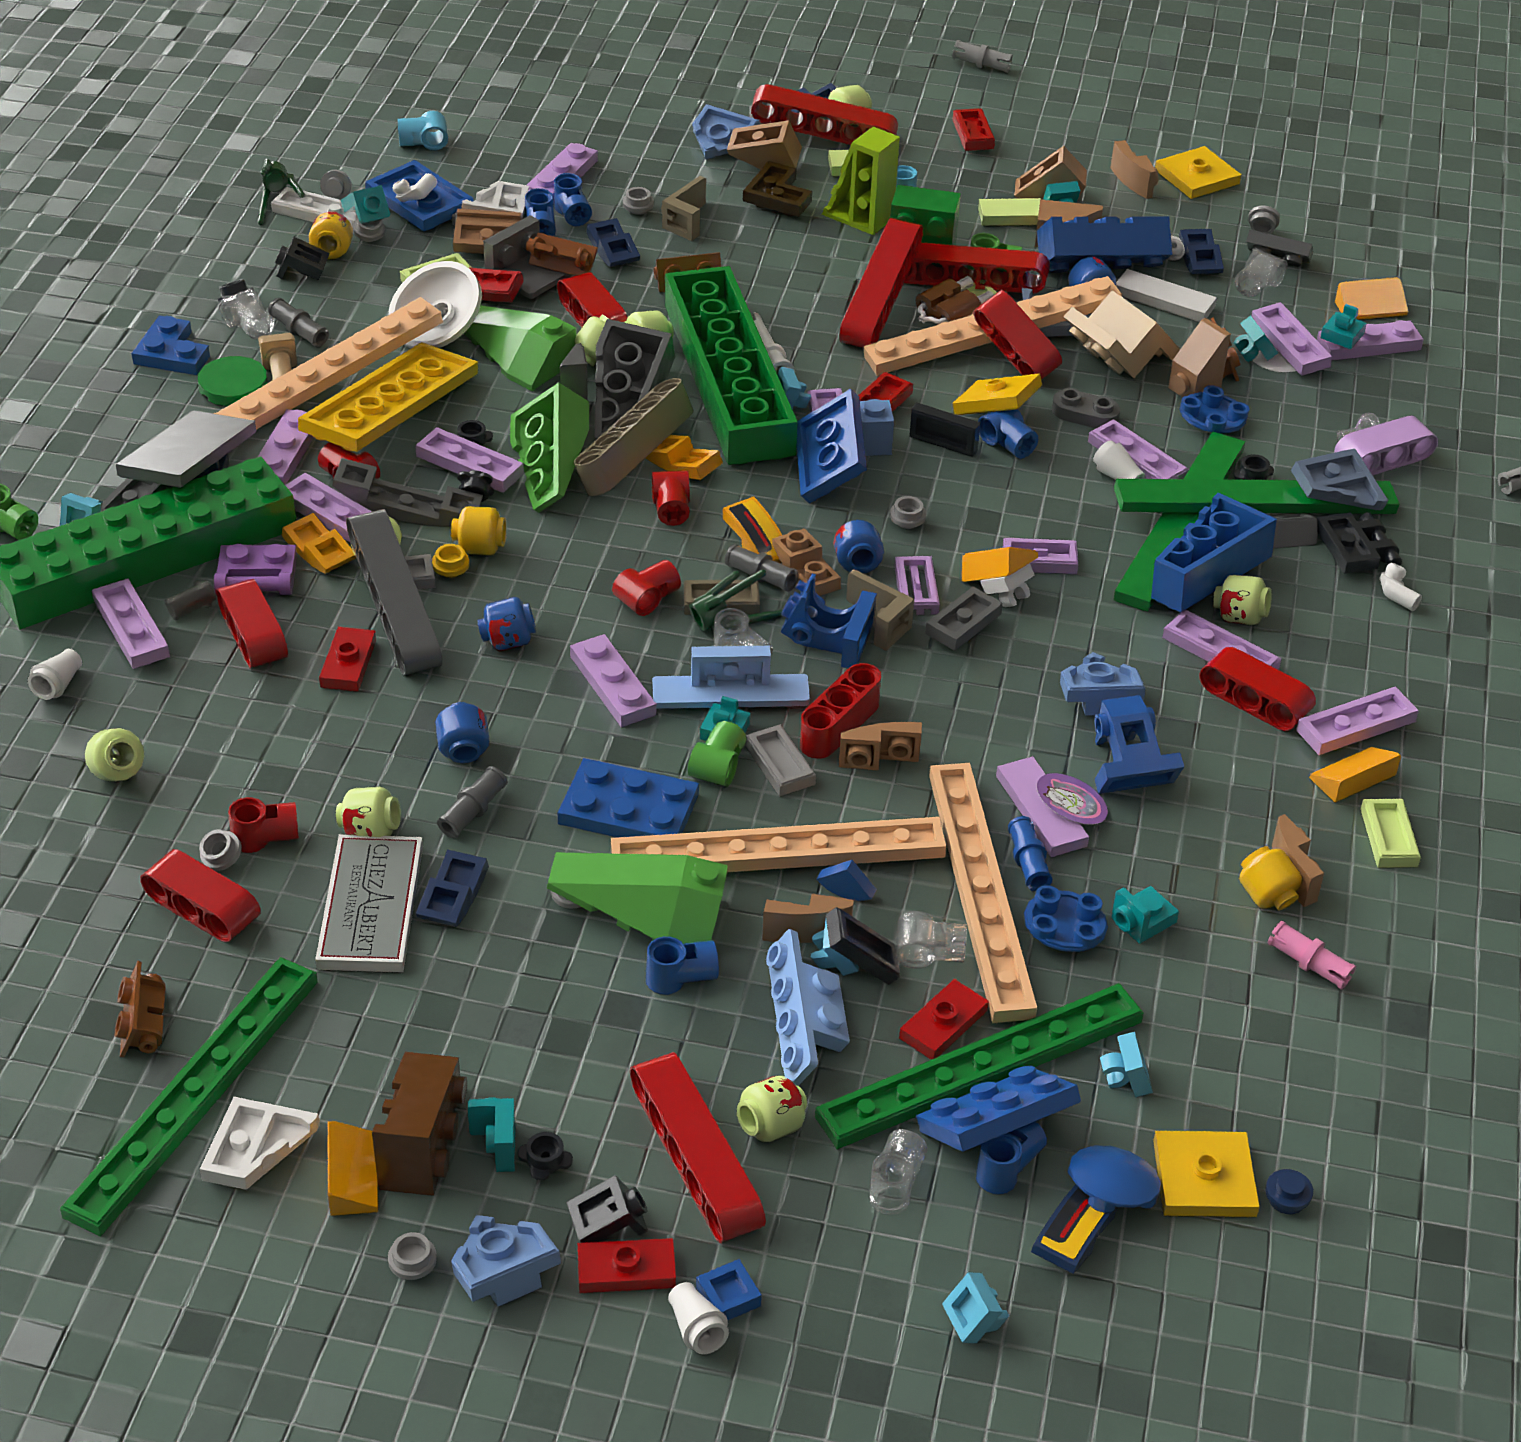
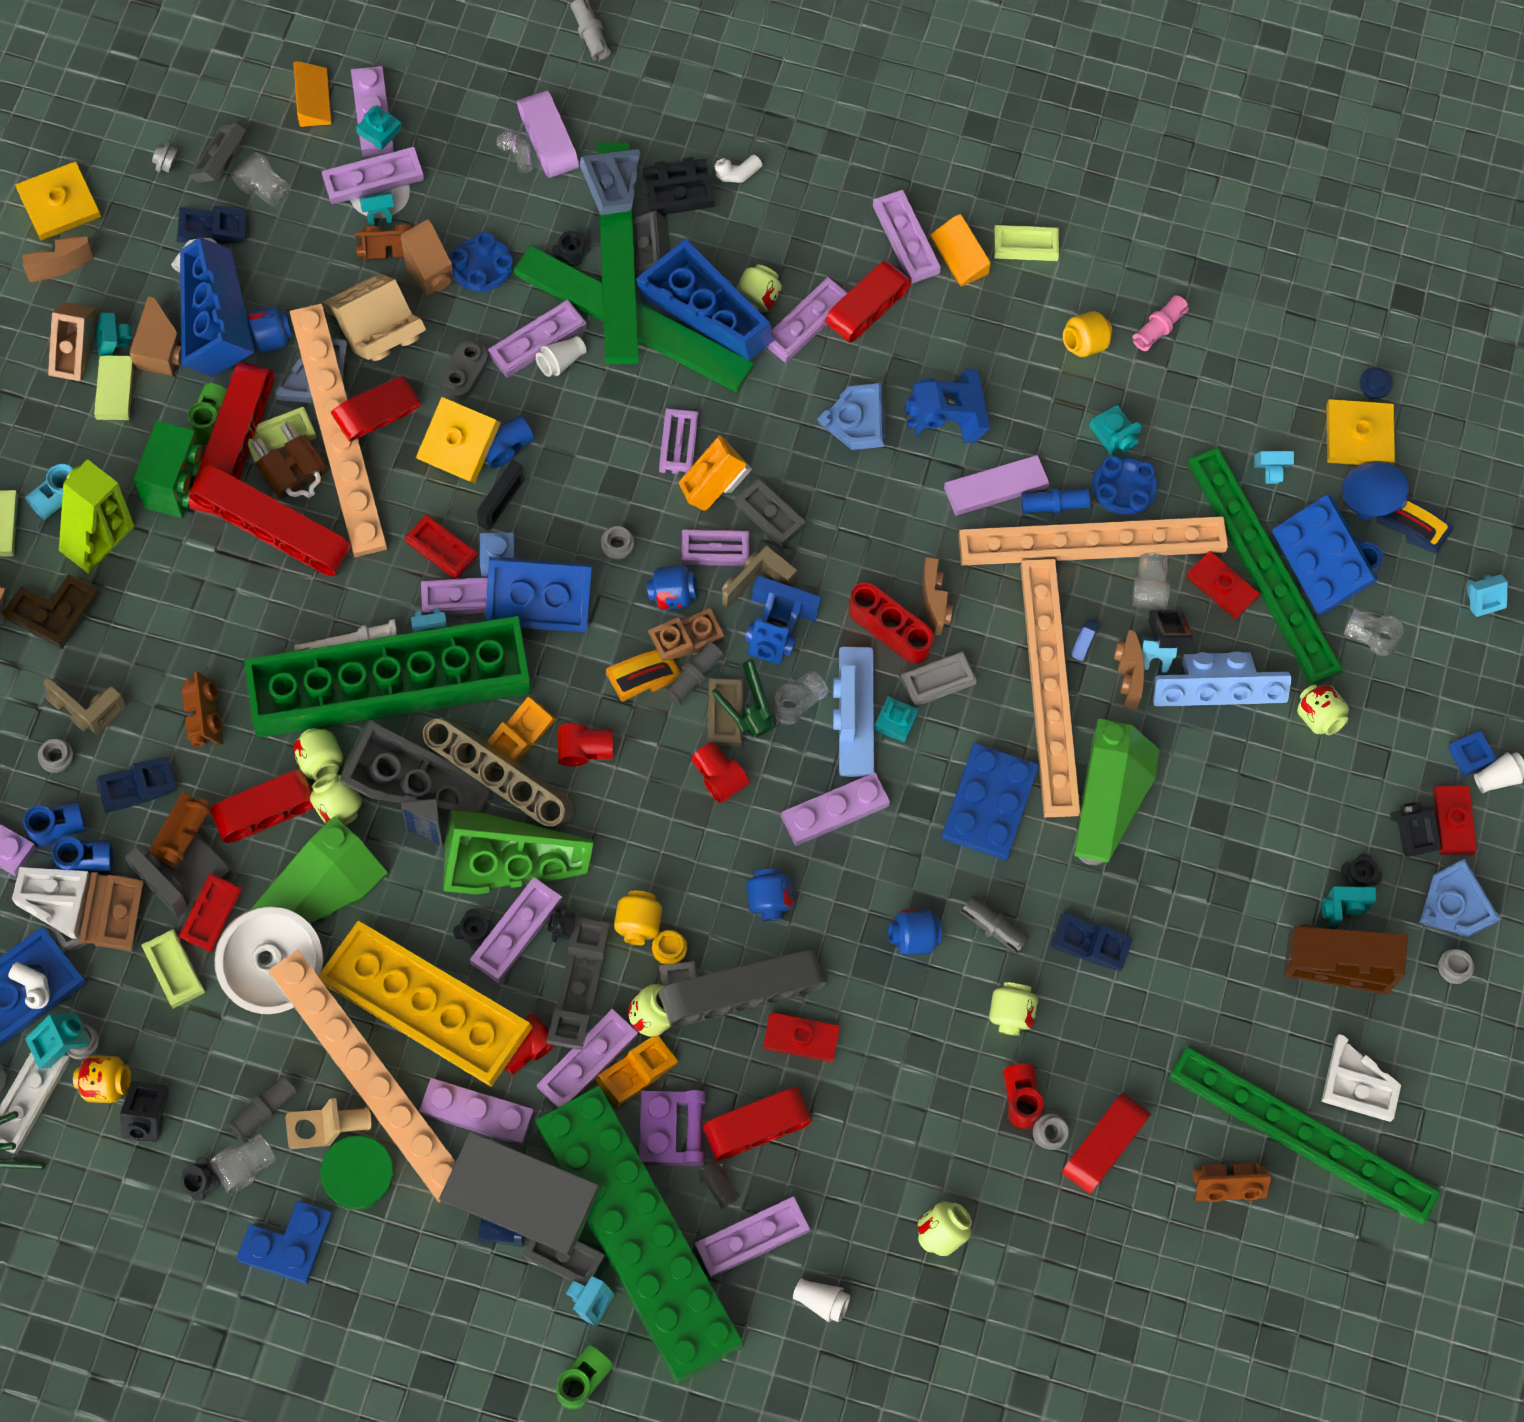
camera: 90 degrees left, 25 degrees up
(351, 1170) = (1379, 1012): light orange slope -> none
(370, 904) = (1105, 1007): light grey tile -> none
(675, 963) = (1178, 759): blue piece -> none
(697, 1147) = (1354, 765): red beam -> none
(718, 756) = (946, 726): bright green piece -> none
(1072, 799) = (993, 461): sticker -> none
(1165, 295) = (282, 270): white tile -> none
(1296, 846) = (1055, 313): medium nougat slope -> none

